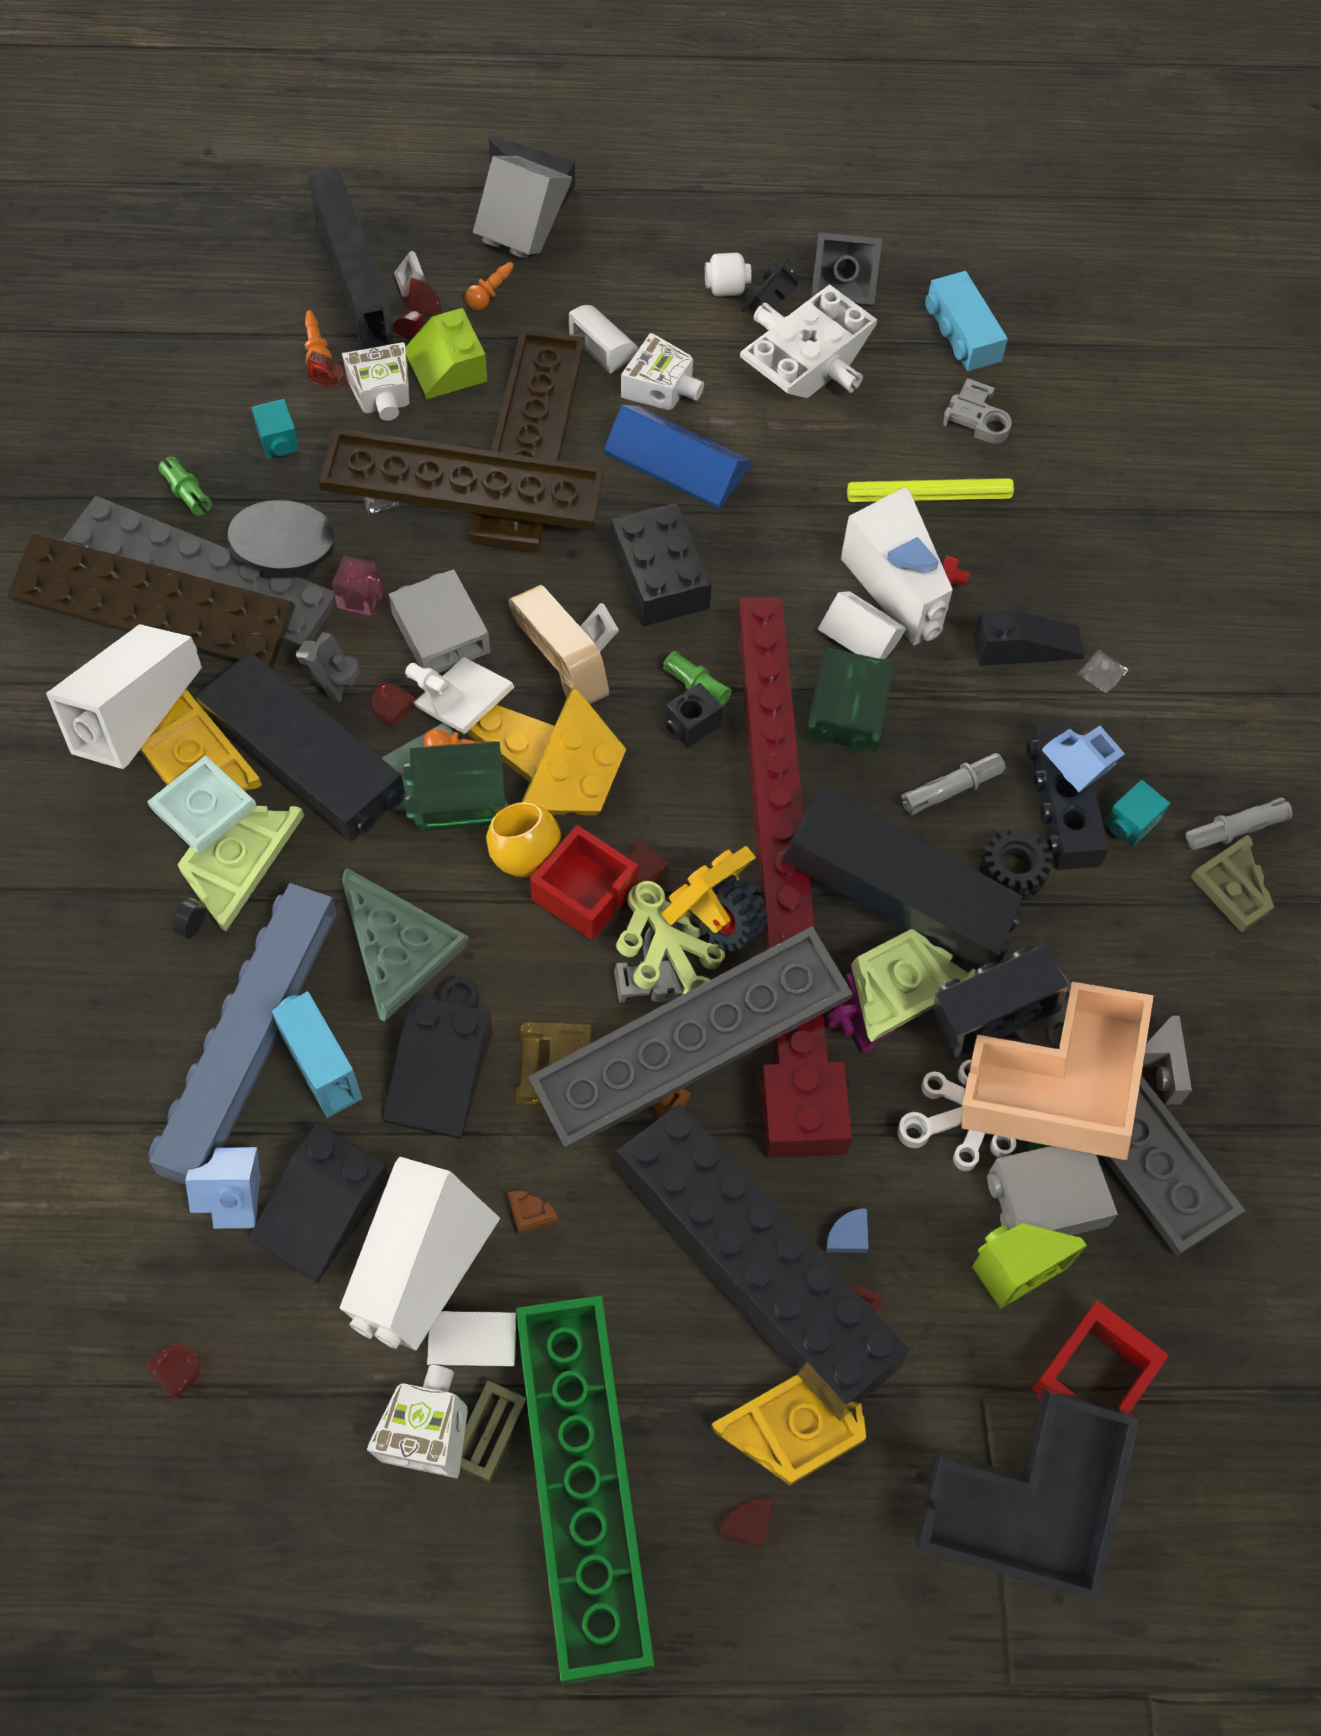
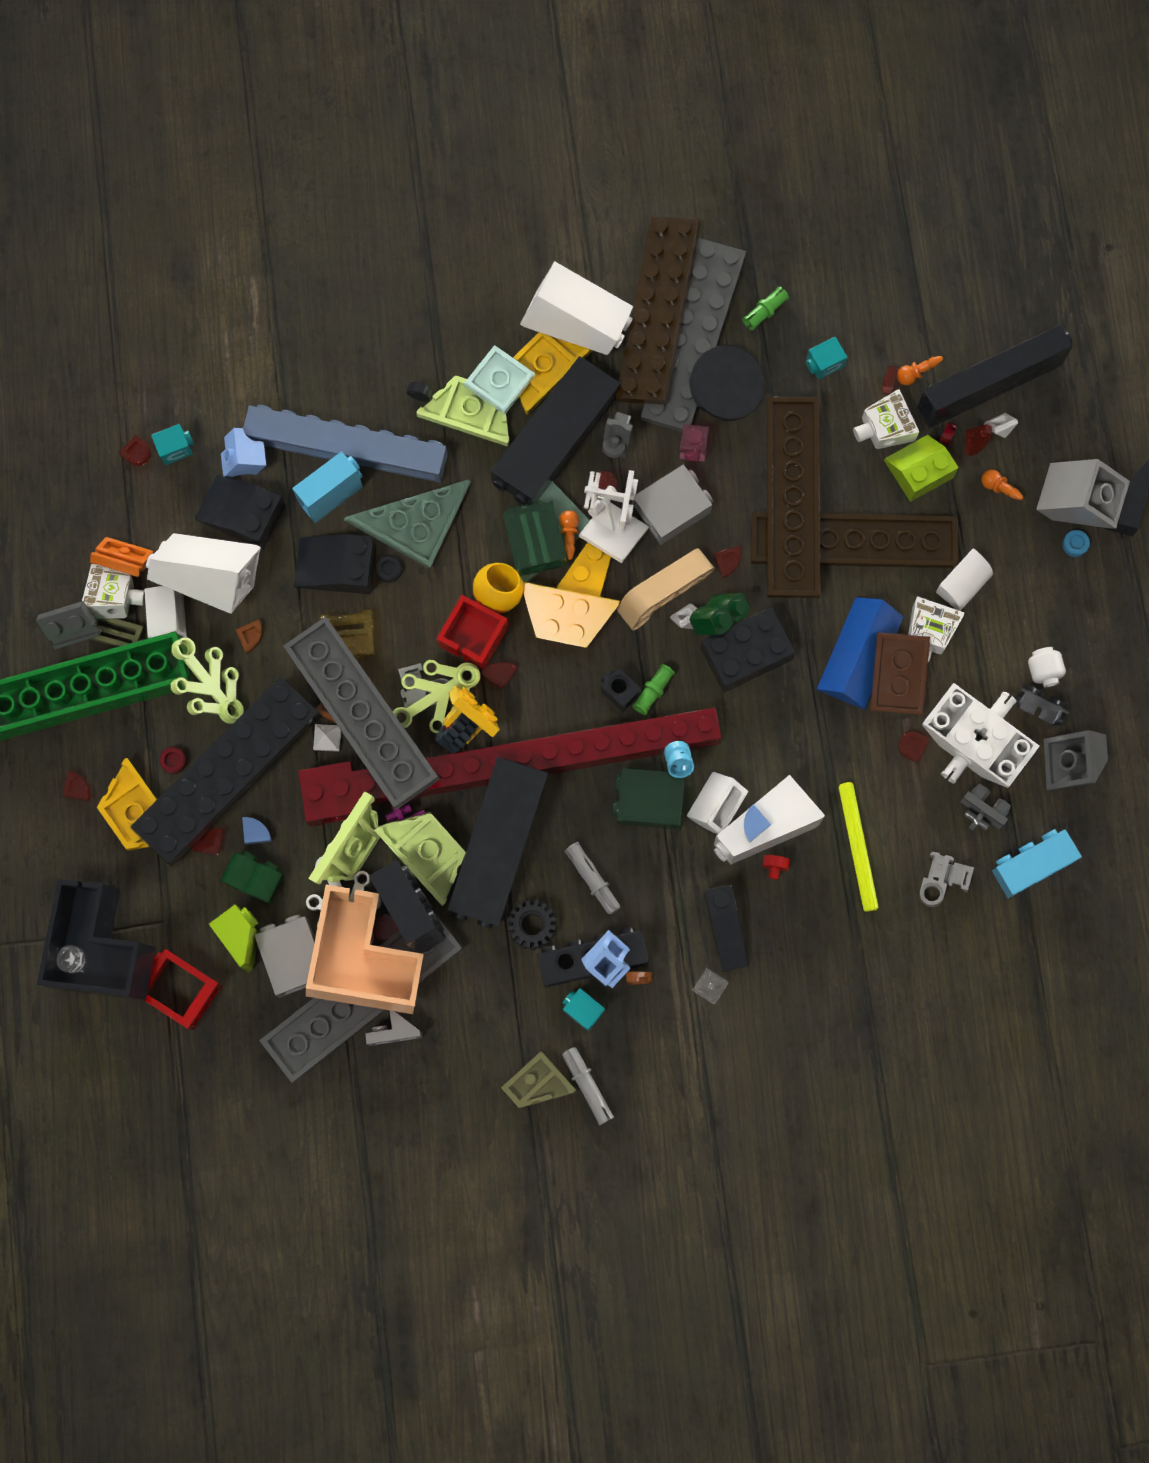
camera: 90 degrees right, 15 degrees up
(180, 1299) = (173, 444): none -> teal brick
(361, 1401) = (121, 556): none -> orange plate
(434, 649) = (593, 491): none -> white plate
(469, 1500) = (68, 625): none -> dark grey plate
(528, 575) = (728, 560): none -> clear red tile
(574, 233) = (1076, 543): none -> dark azure tile
(610, 579) = (719, 614): none -> dark green brick
(649, 1250) = (209, 682): none -> yellowish green plant
(712, 1112) = (327, 738): none -> white slope
(716, 410) = (900, 673): none -> reddish brown tile
(720, 1353) = (173, 760): none -> dark red tile
(804, 647) = (679, 759): none -> medium azure wheel
(806, 420) = (912, 746): none -> clear red tile
(878, 1073) = (351, 844): none -> yellowish green wing
(899, 361) = (975, 802): none -> dark grey hips
(926, 1239) = (252, 877): none -> dark green brick
(1048, 1546) = (70, 959): none -> clear tile

